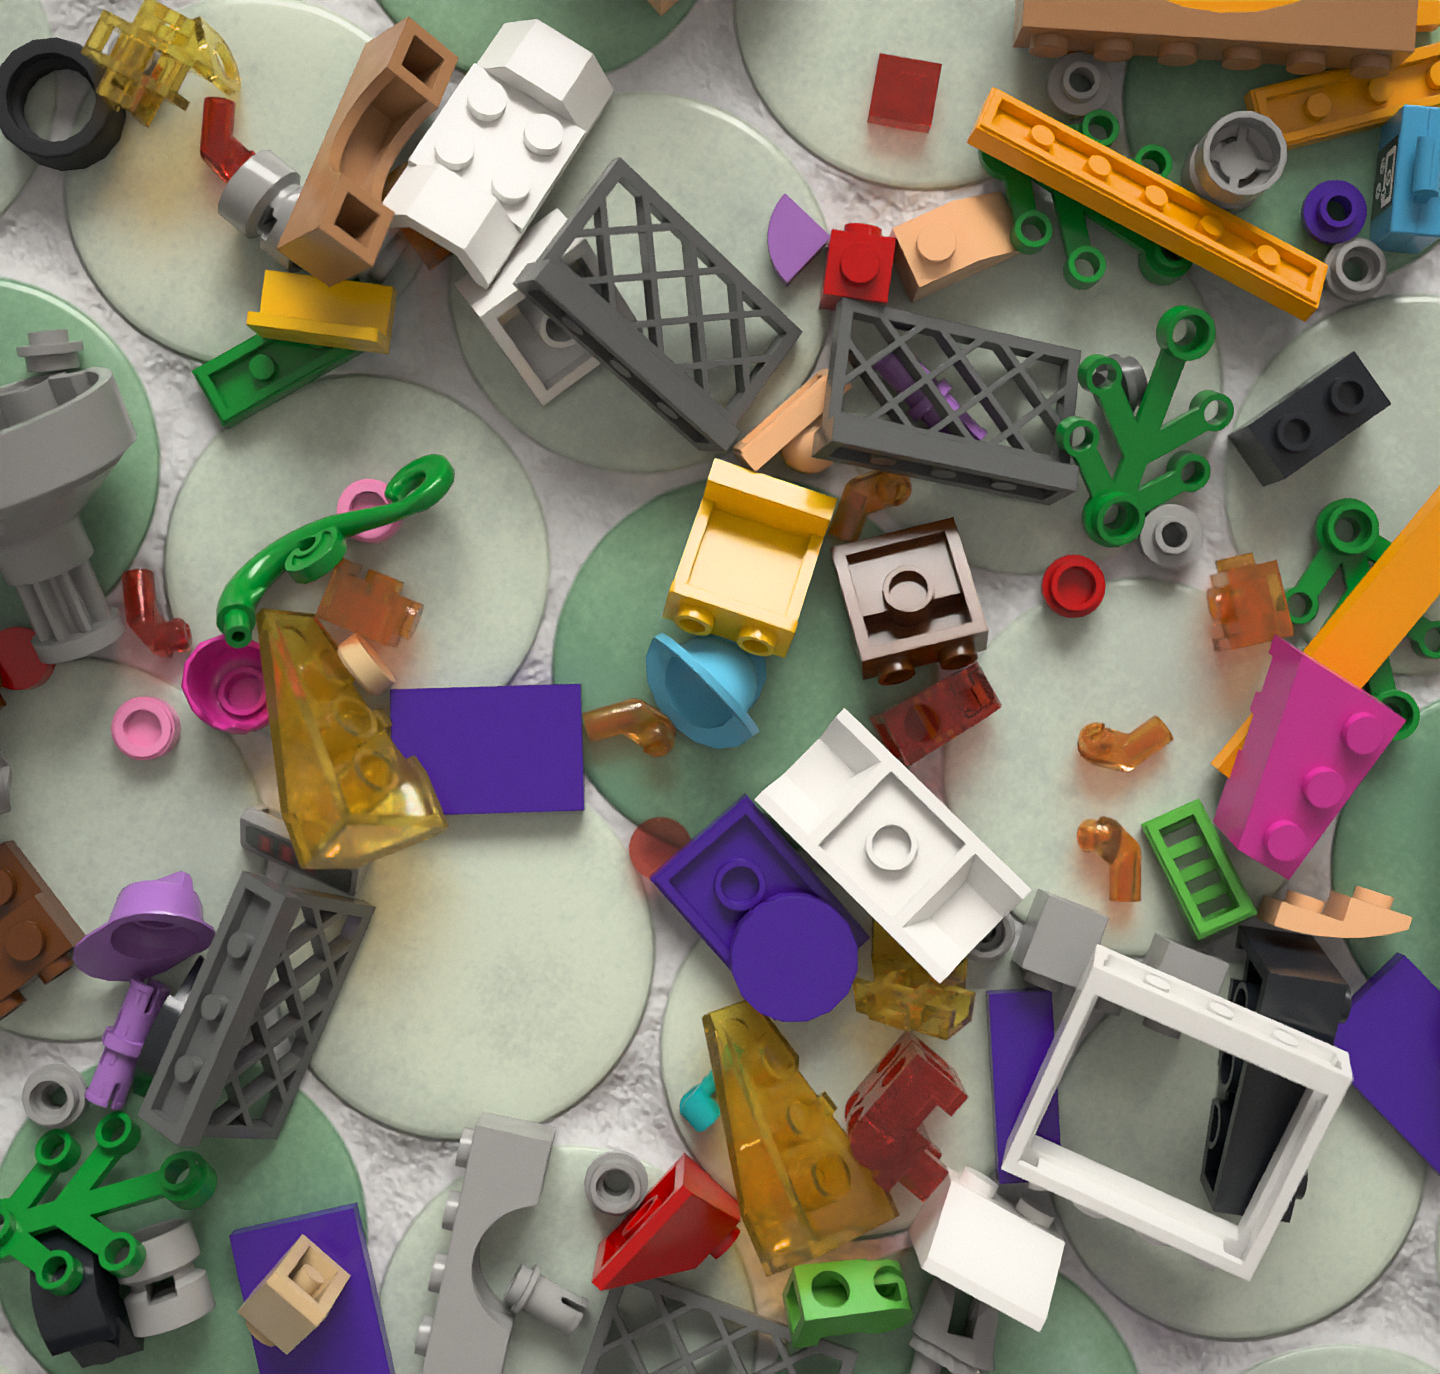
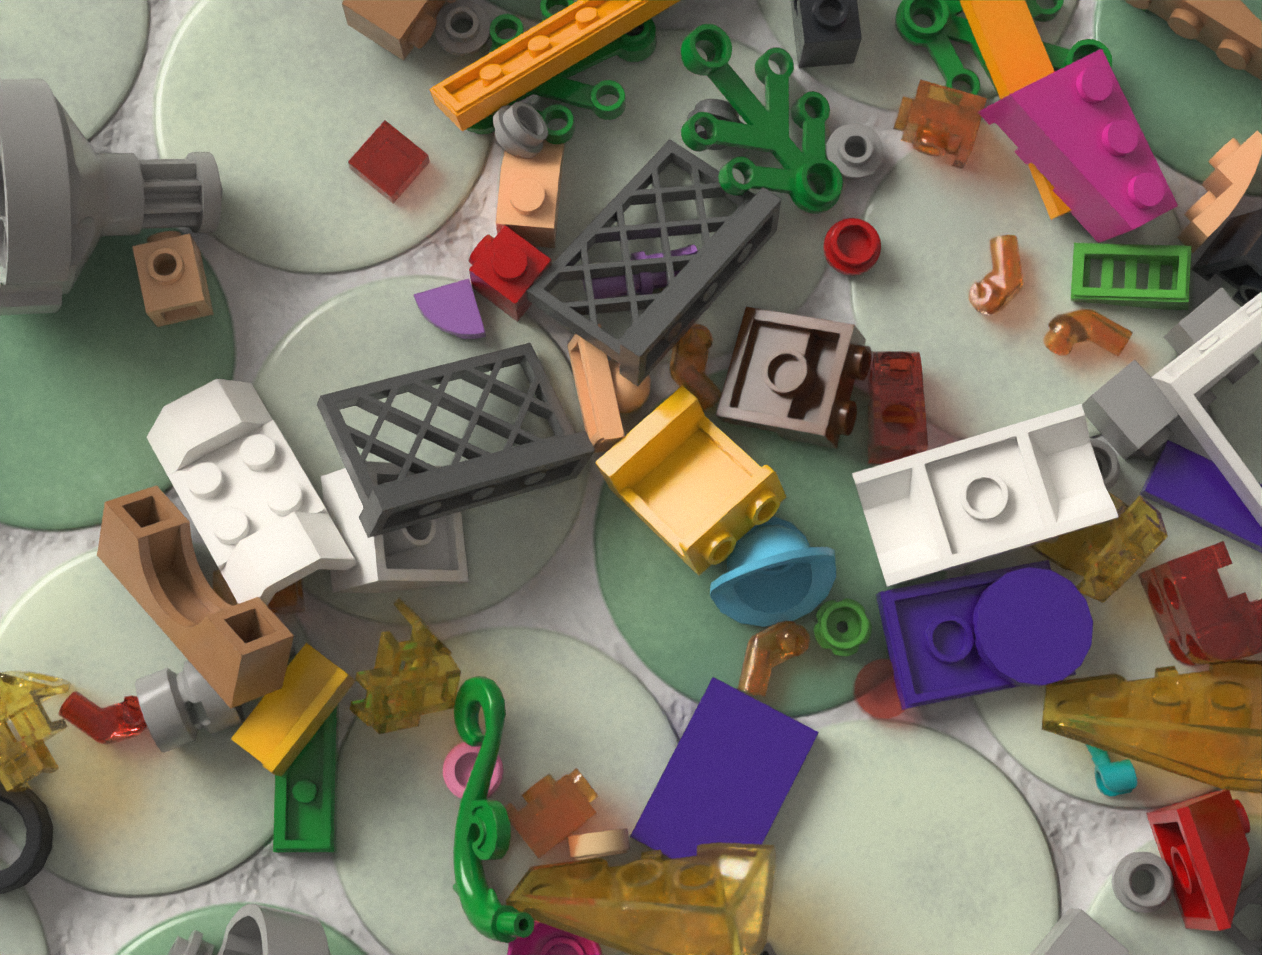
camera: 65 degrees left, 10 degrees down
(415, 420) = (423, 687): none -> clear yellow piece
(680, 784) = (845, 611): none -> bright green plate
(1001, 198) = (520, 129): none -> light grey plate

